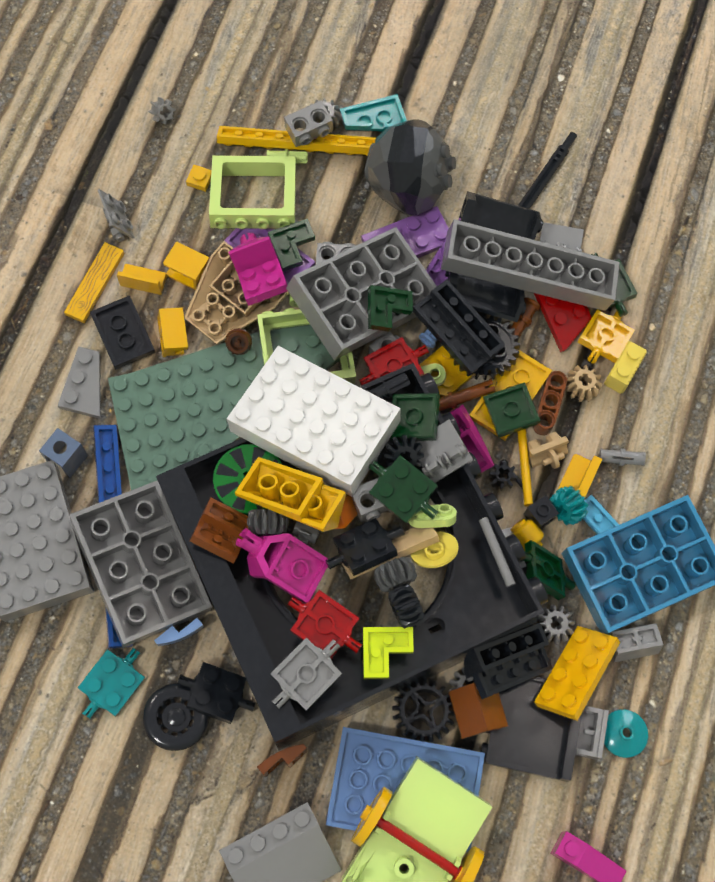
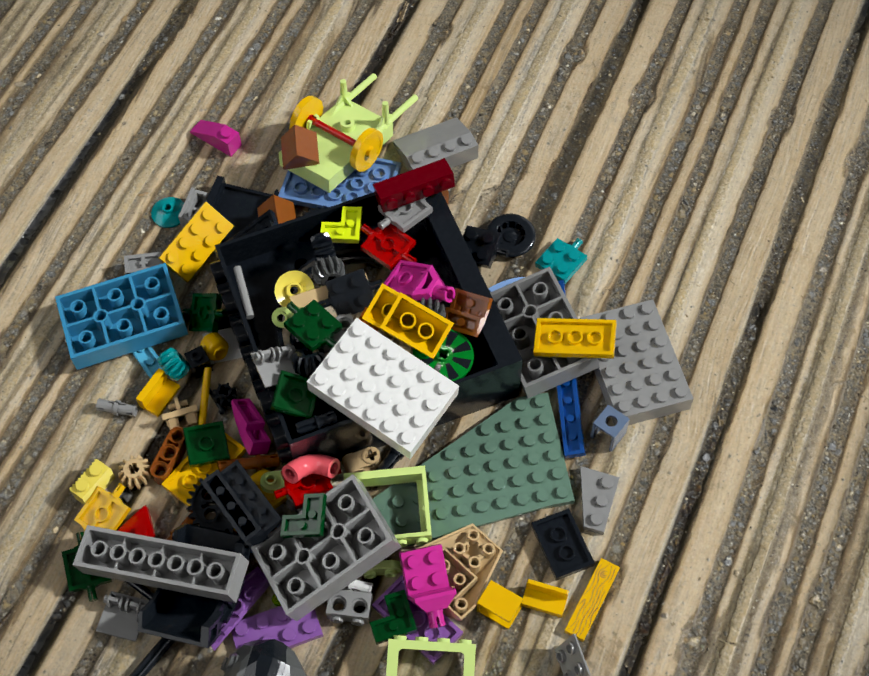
camera: 170 degrees left, 10 degrees down
(94, 532) = (575, 338): none -> yellow plate
(172, 331) = (514, 541): yellow hinge -> none
(238, 341) = (451, 519): reddish brown hat -> none
(294, 697) = (414, 185): none -> dark red brick
(374, 369) = (310, 465): none -> coral cylinder
(462, 806) = (299, 148): none -> dark orange slope
(564, 624) = (203, 281): light grey gear -> none

